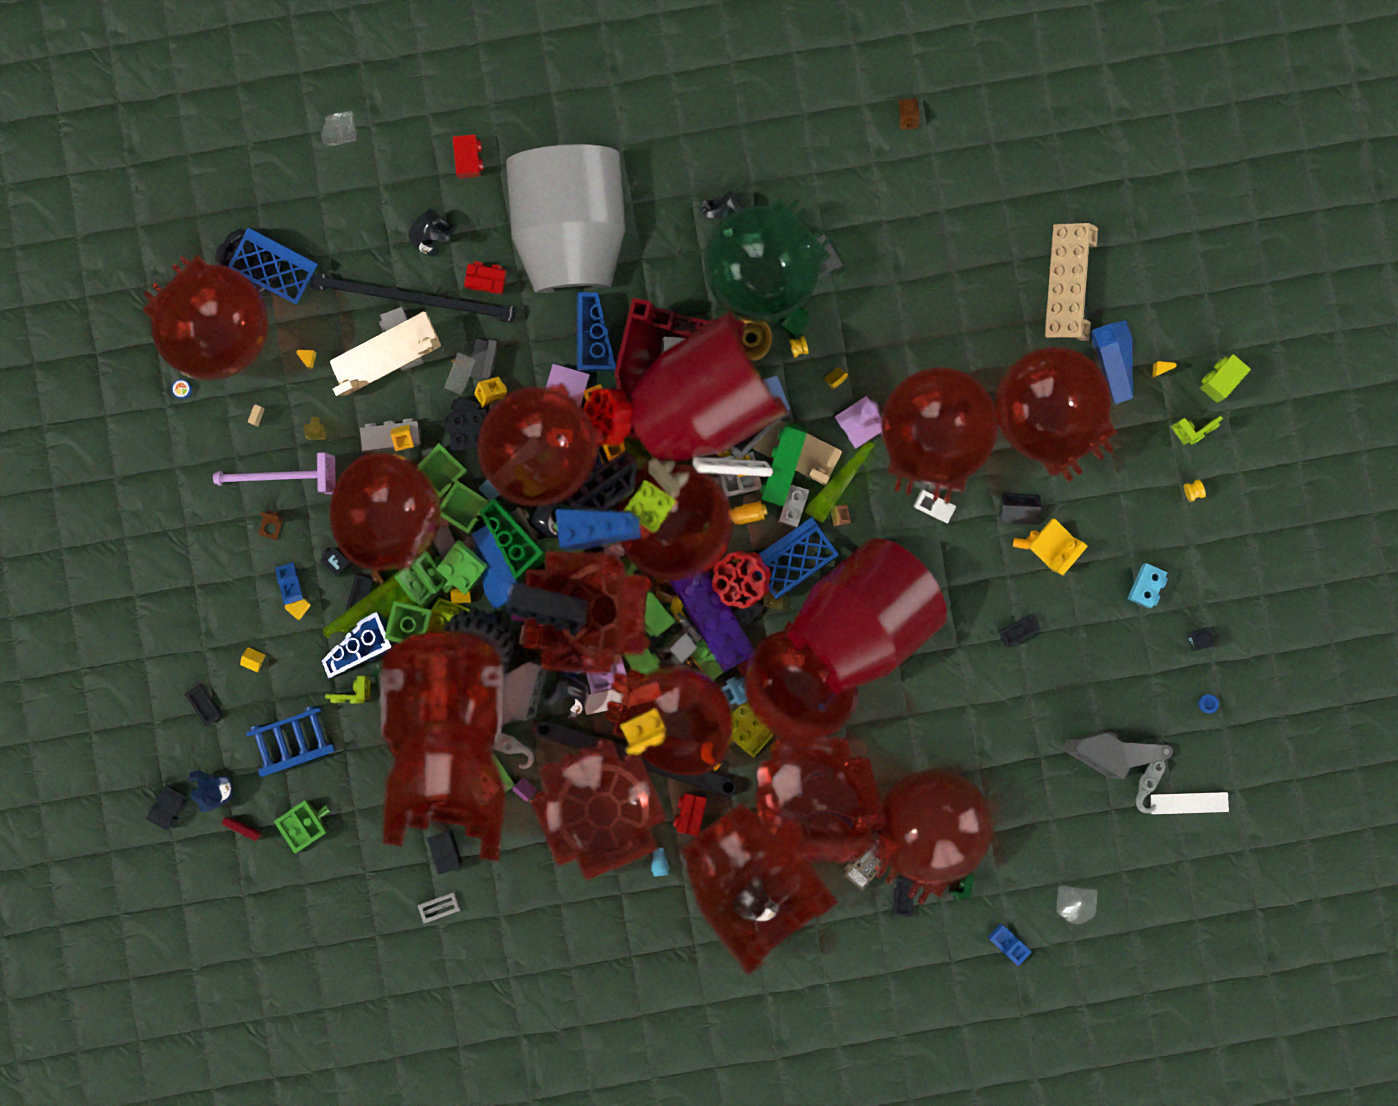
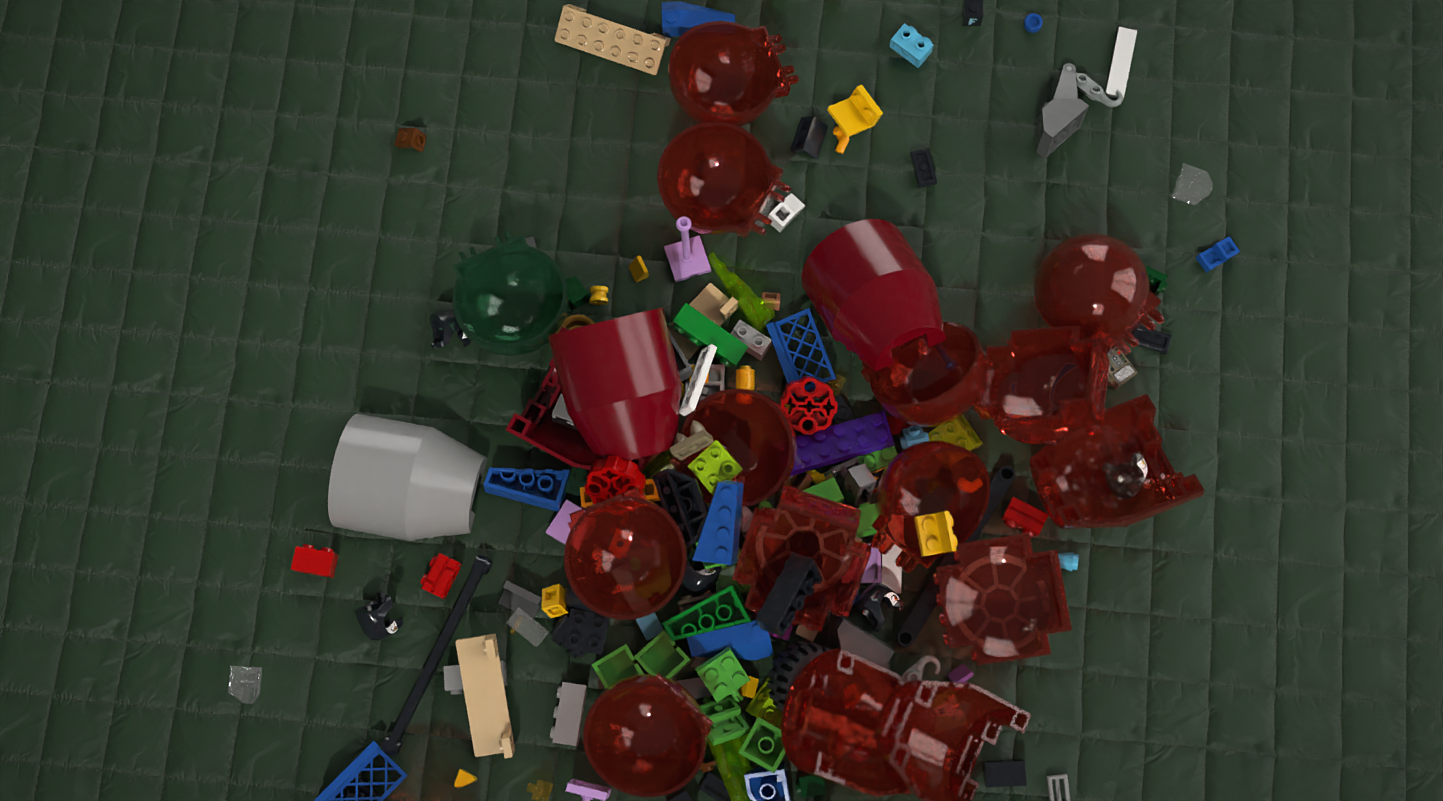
camera: 70 degrees left, 10 degrees down
(402, 437) = (575, 701): yellow slope -> none

